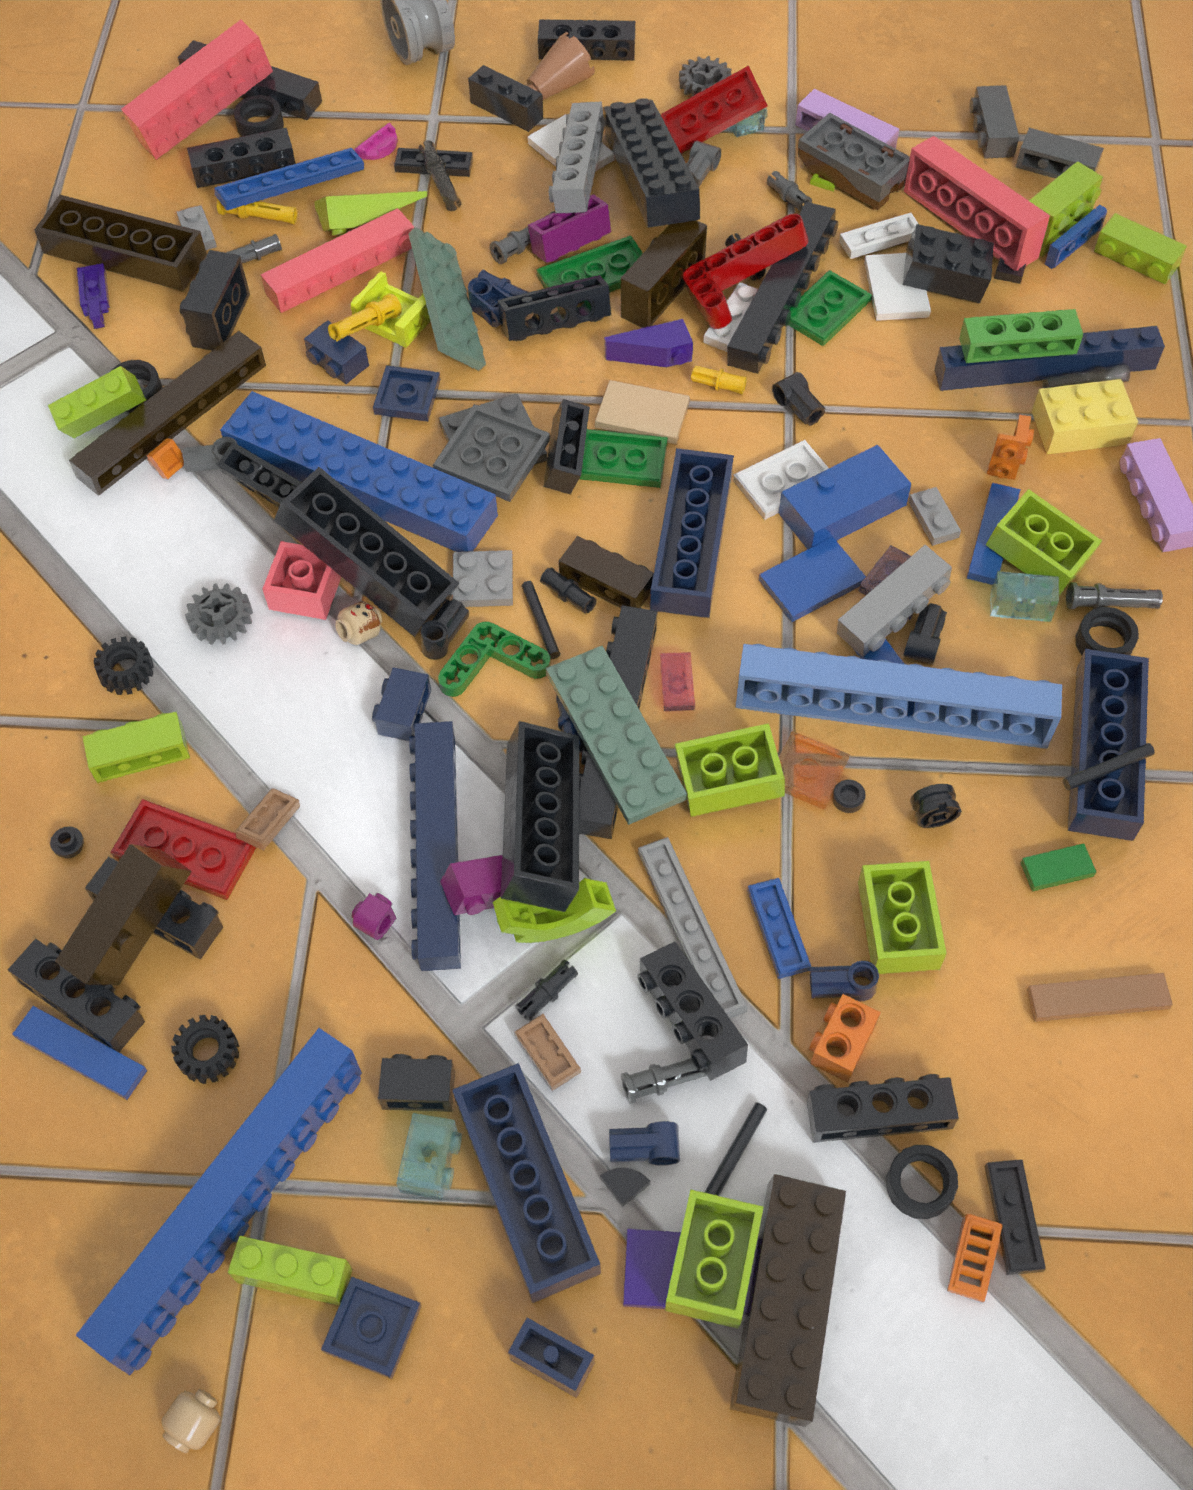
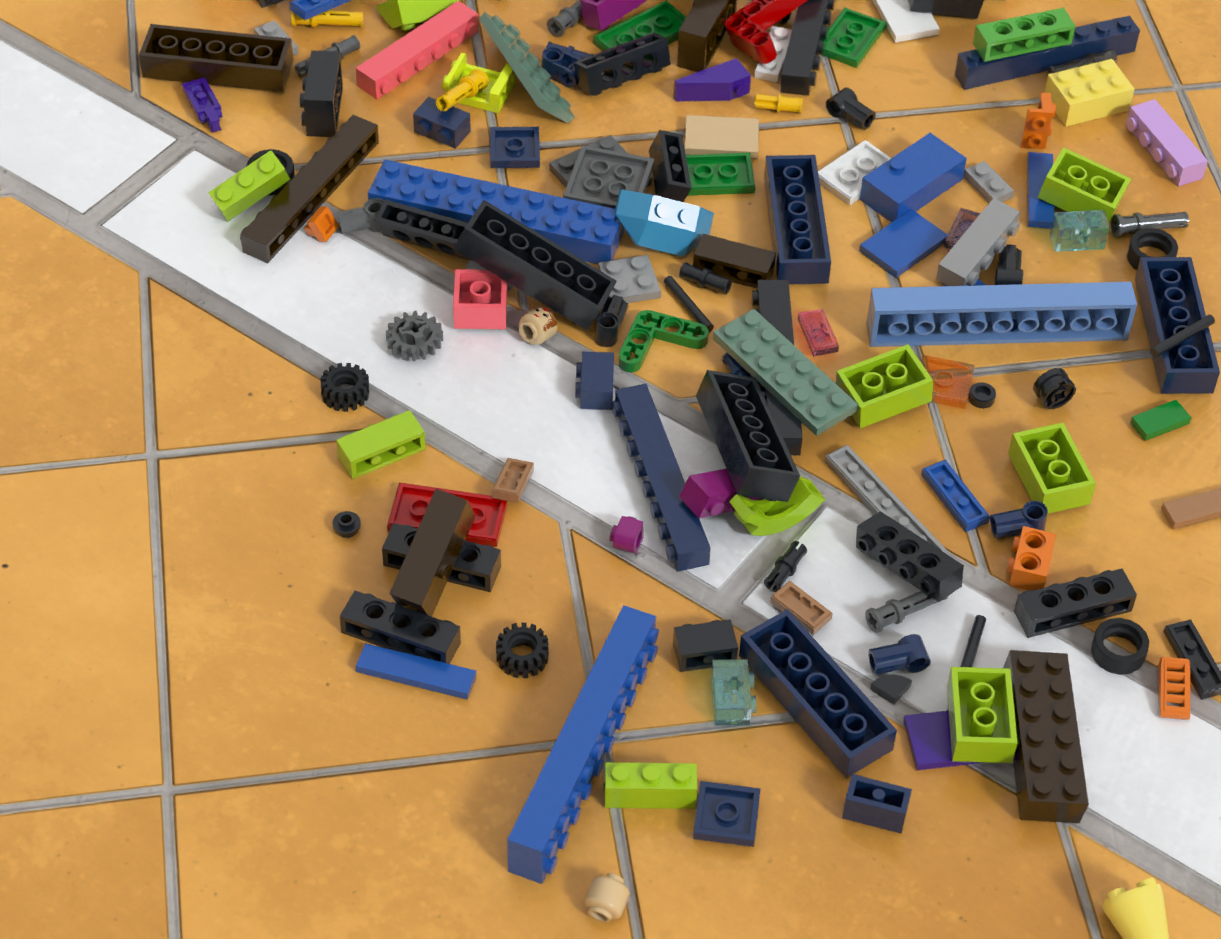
camera: 15 degrees left, 10 degrees down
(535, 516) = (662, 222): none -> dark azure wedge

